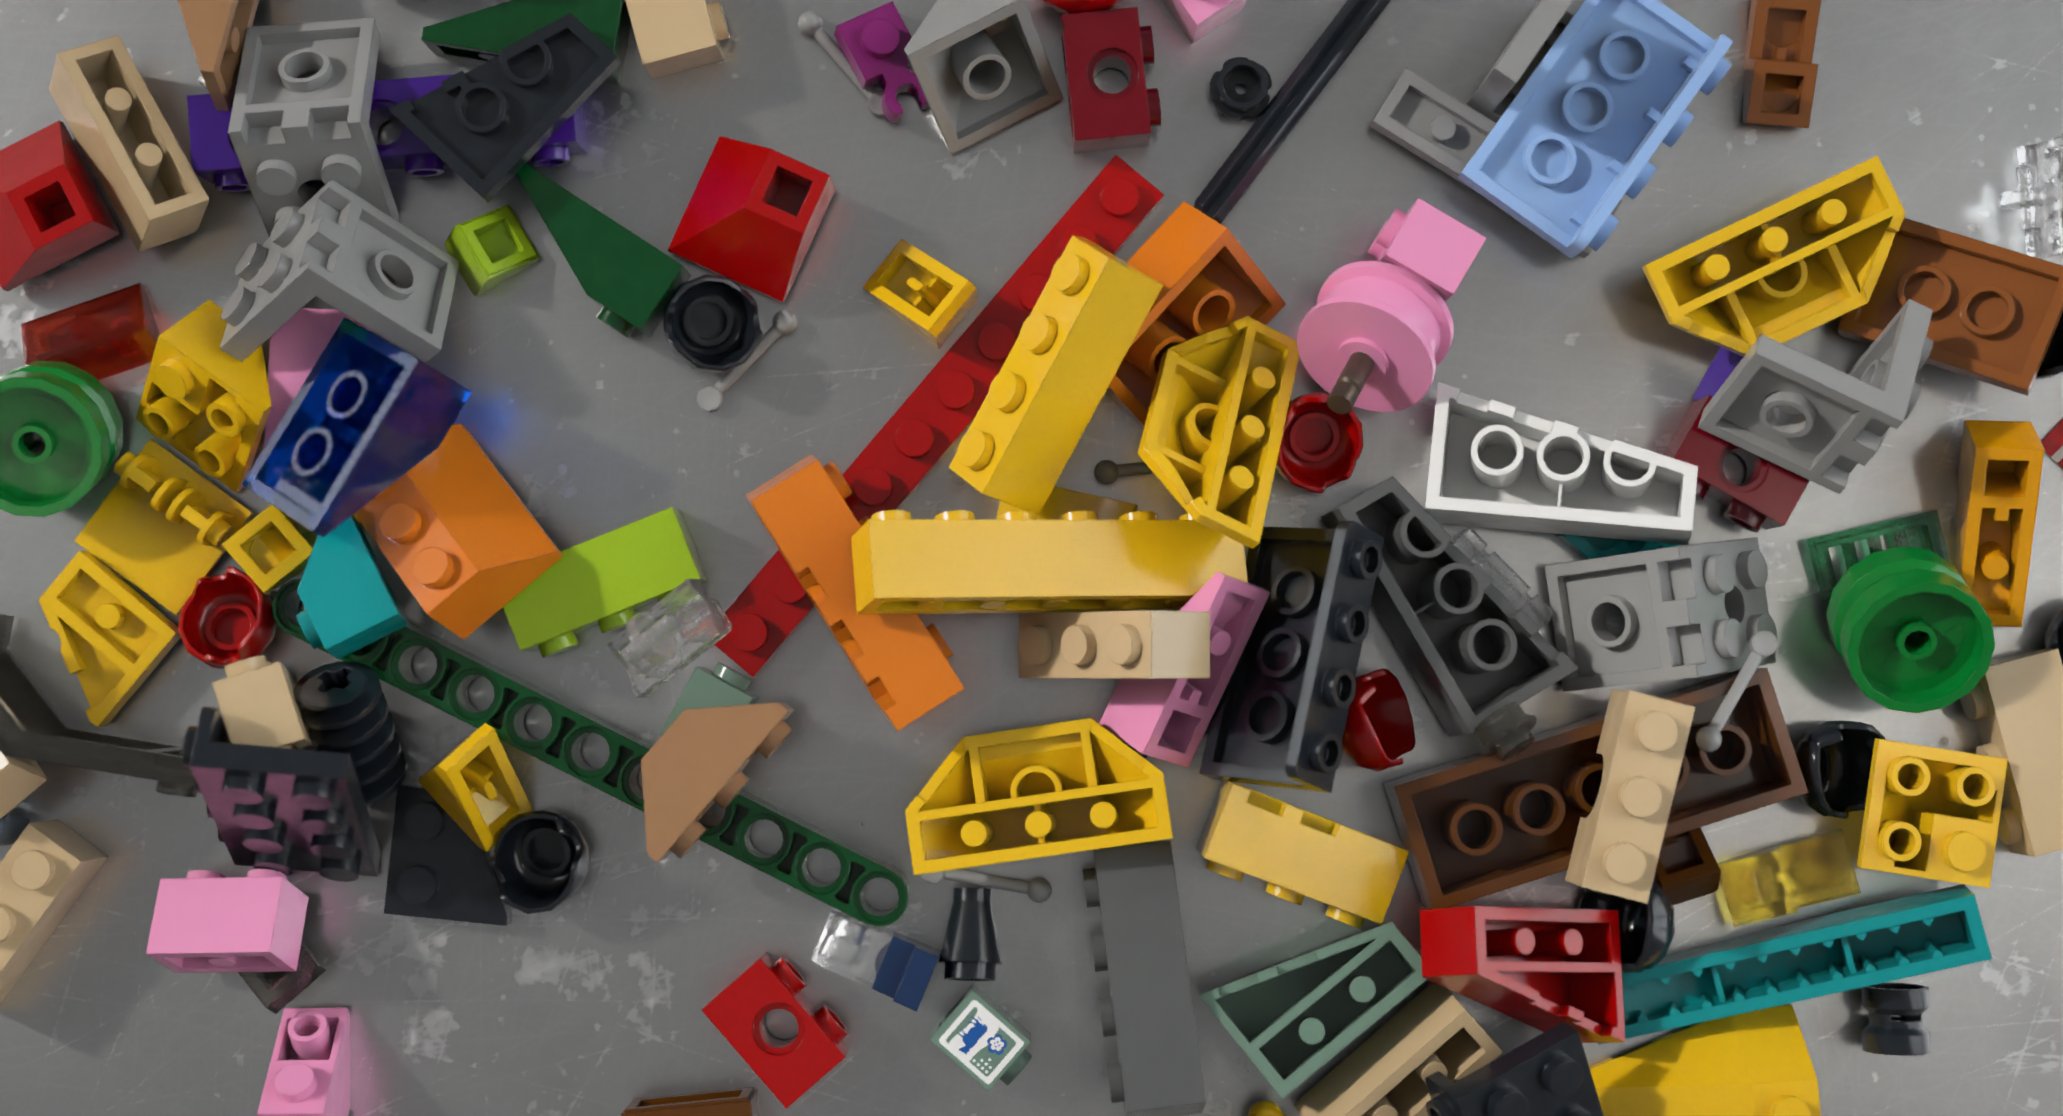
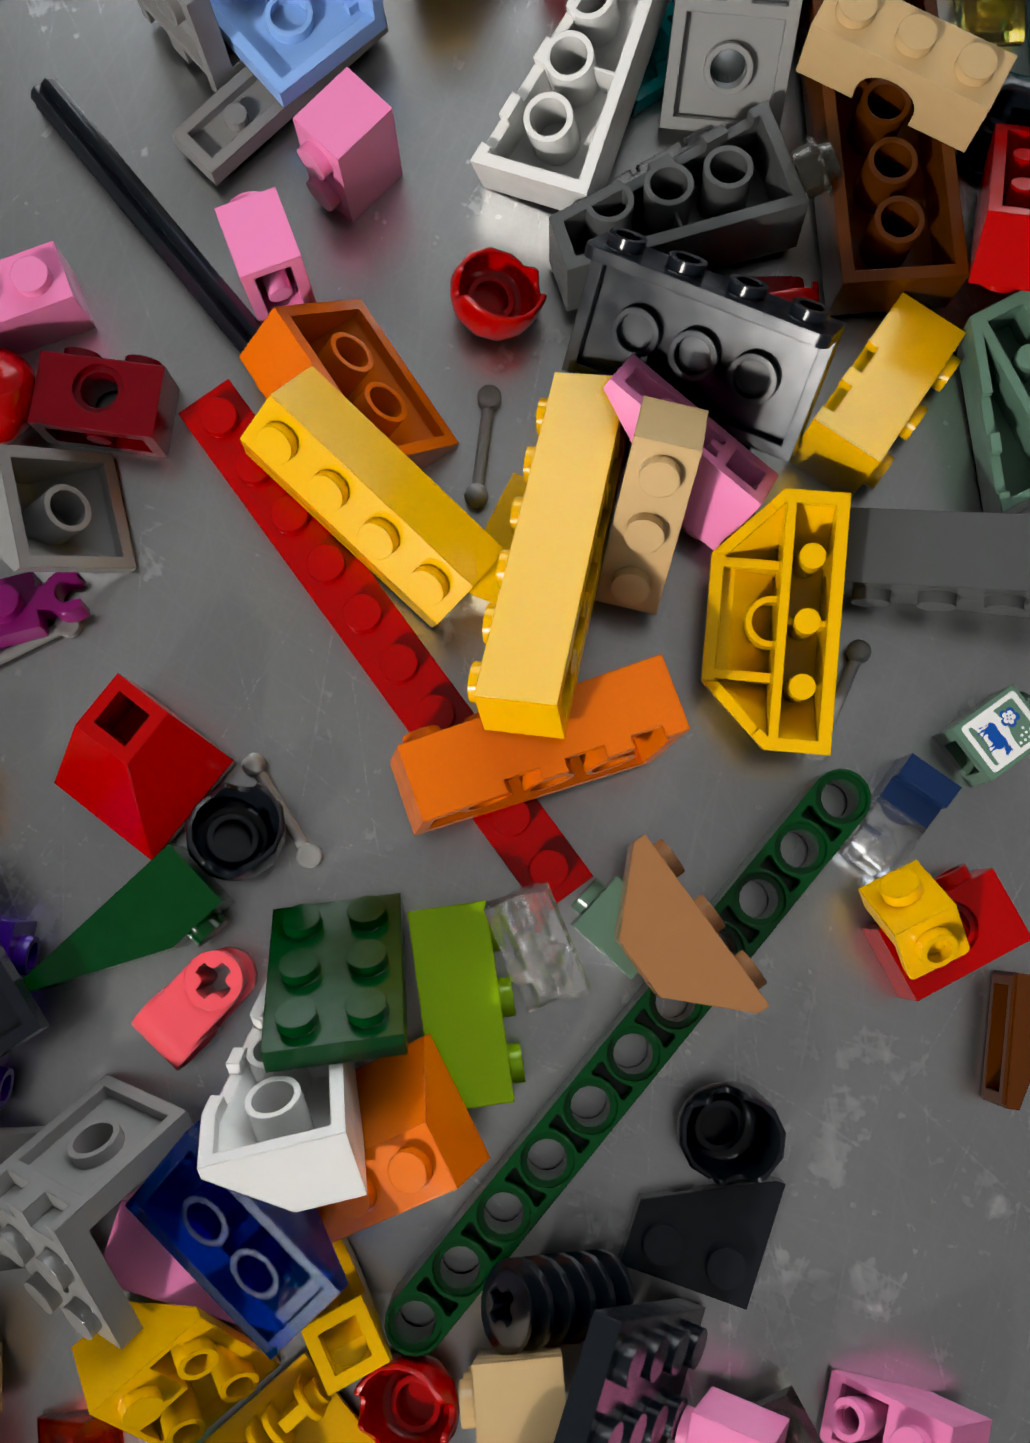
camera: 75 degrees left, 5 degrees down
(346, 593) = (413, 1272): teal slope -> none
(470, 443) = (285, 1132): none -> white wedge
(477, 786) = (640, 1180): yellow slope -> none
(490, 249) = (103, 1040): lime slope -> none
(538, 326) = (191, 1010): none -> coral piece
(590, 456) = (335, 983): none -> dark green plate
(777, 990) = (916, 918): none -> yellow bracket
(922, 292) = (259, 622): yellow slope -> none
(971, 937) = (894, 723): black cone -> none
(1221, 424) = (466, 359): yellow wedge -> none
(1243, 71) = (140, 274): black plate -> none
(1287, 203) = (264, 251): none -> bright pink brick
(1375, 337) = (412, 204): bright pink wheel -> none

